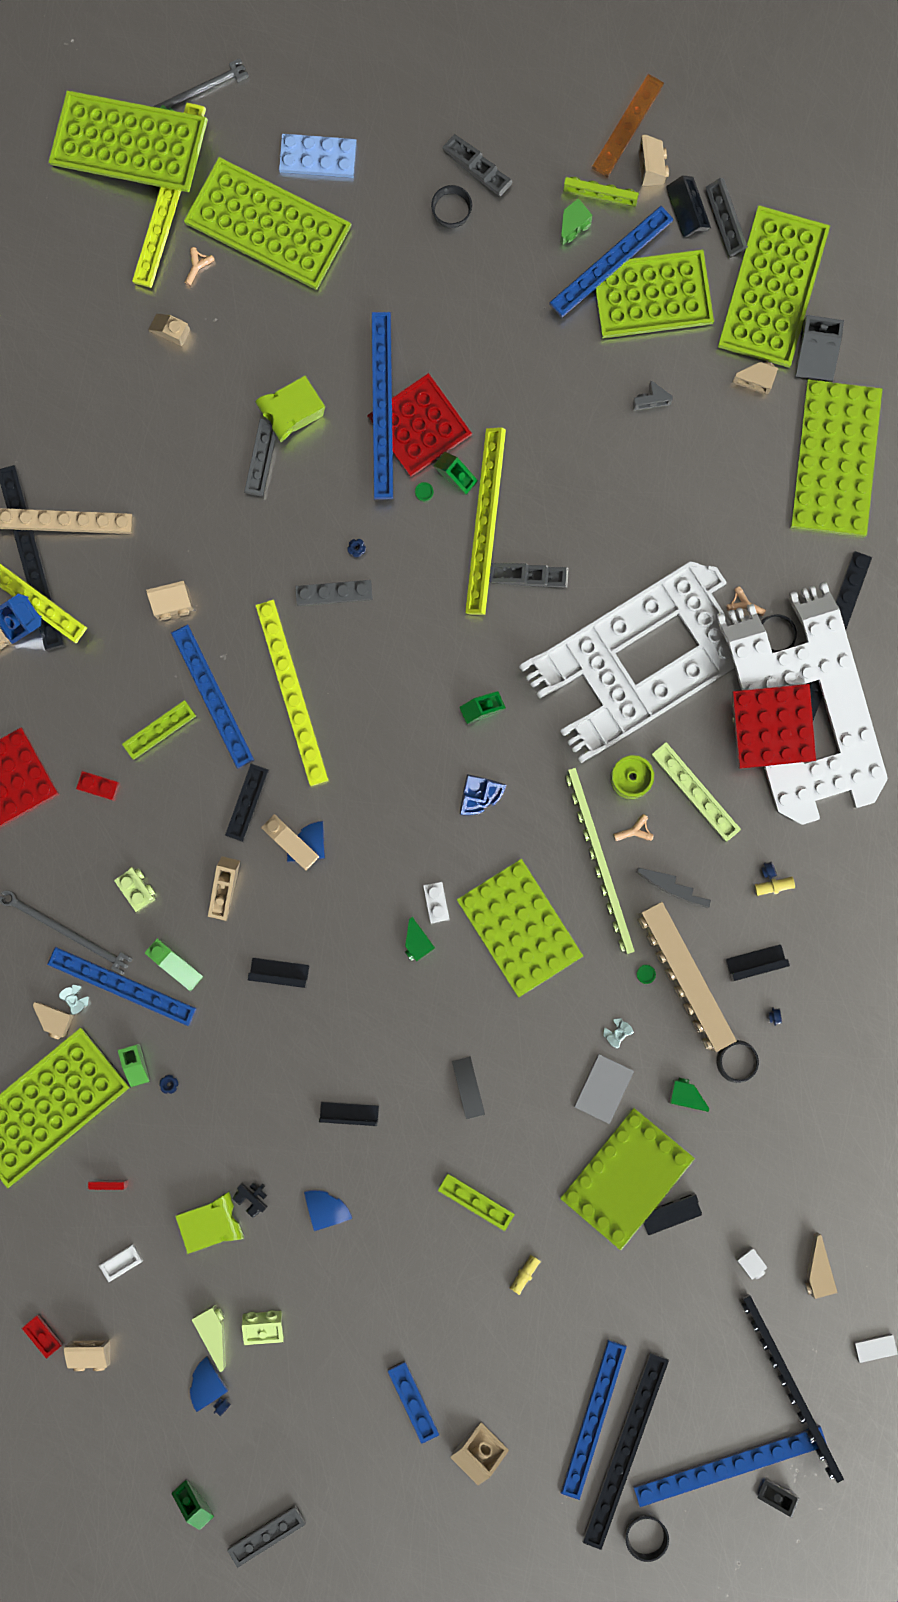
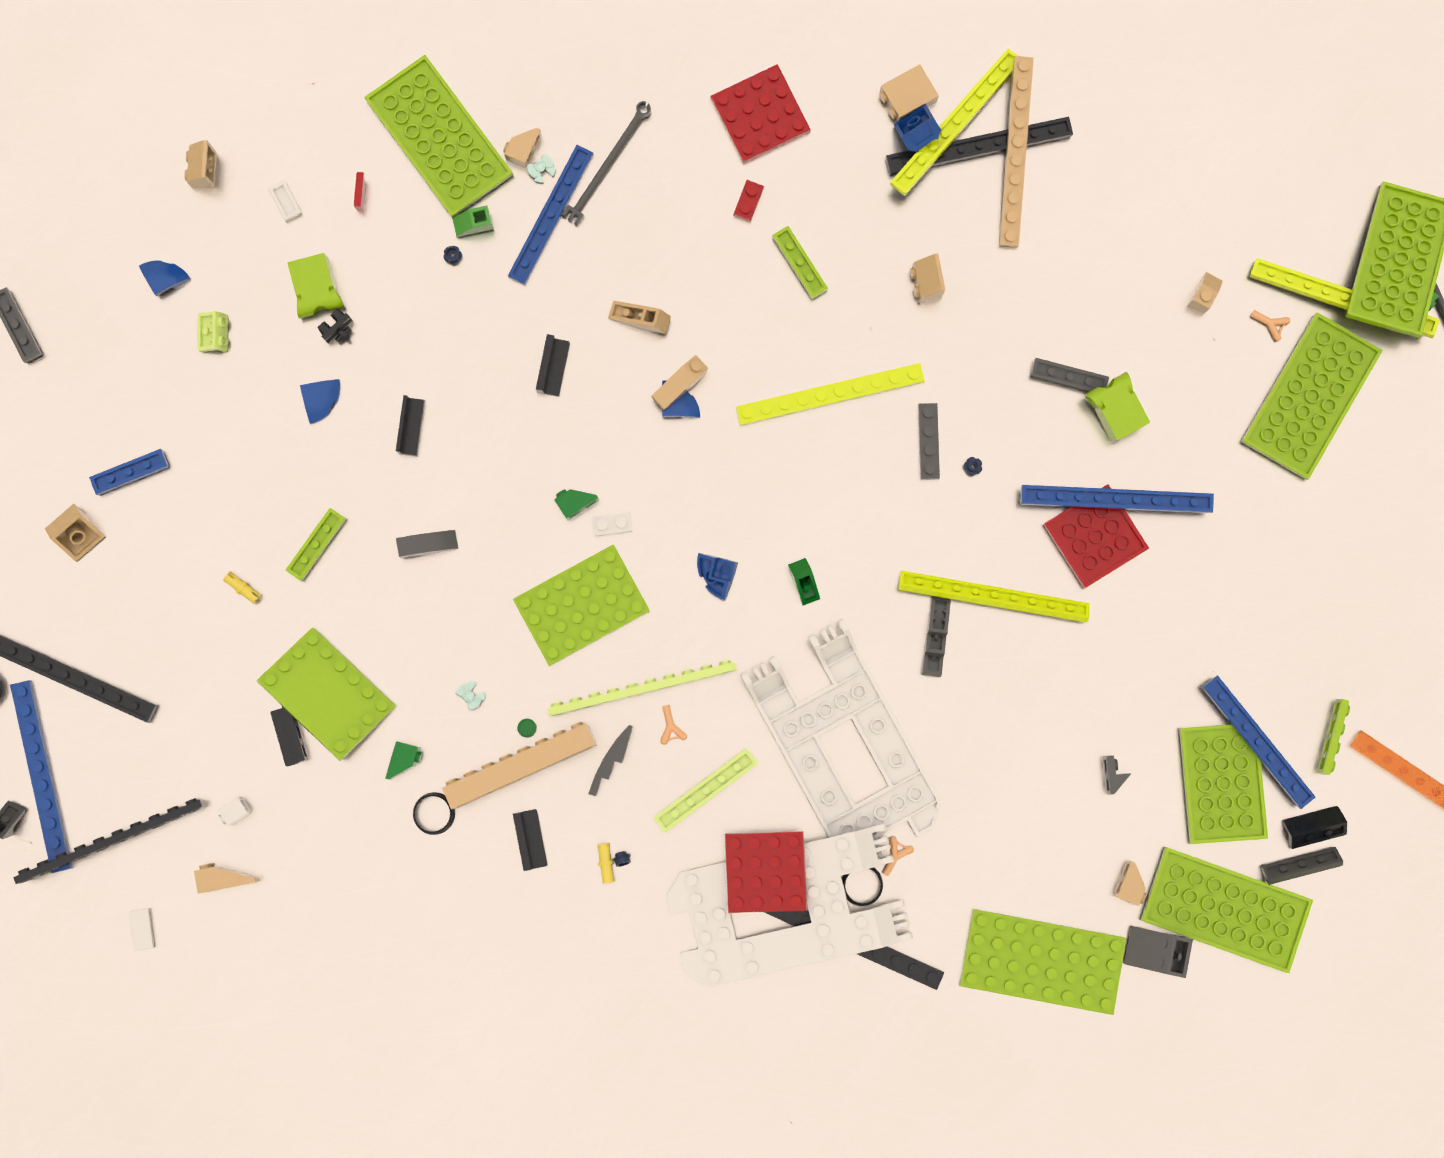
camera: 90 degrees right, 0 degrees up
(42, 1336) = (221, 123): red plate -> none
(135, 889) = (644, 232): yellowish green bracket -> none
(173, 964) = (568, 264): slope -> none
(192, 1505) = (50, 256): green slope -> none
(211, 1329) = (212, 283): yellowish green slope -> none
(212, 696) = (831, 316): blue tile -> none
(221, 1406) = (141, 289): dark blue plate -> none
(247, 802) = (722, 344): black plate -> none
(317, 155) = (1381, 450): light blue plate -> none
(424, 491) = (1027, 537): green piece -> none
(451, 189) = (1340, 579): black tyre -> none
(455, 472) = (1045, 569): green slope -> none
(477, 165) = (1366, 611): dark grey slope -> none
(575, 218) = (1304, 707): bright green slope -> none
(593, 1419) = (98, 645): blue tile -> none
(604, 1089) = (416, 677): light grey tile -> none
(624, 785) = (721, 714): lime wheel -> none
(652, 161) = (1363, 792): tan slope -> none
(775, 1016) = (475, 853): dark blue plate -> none

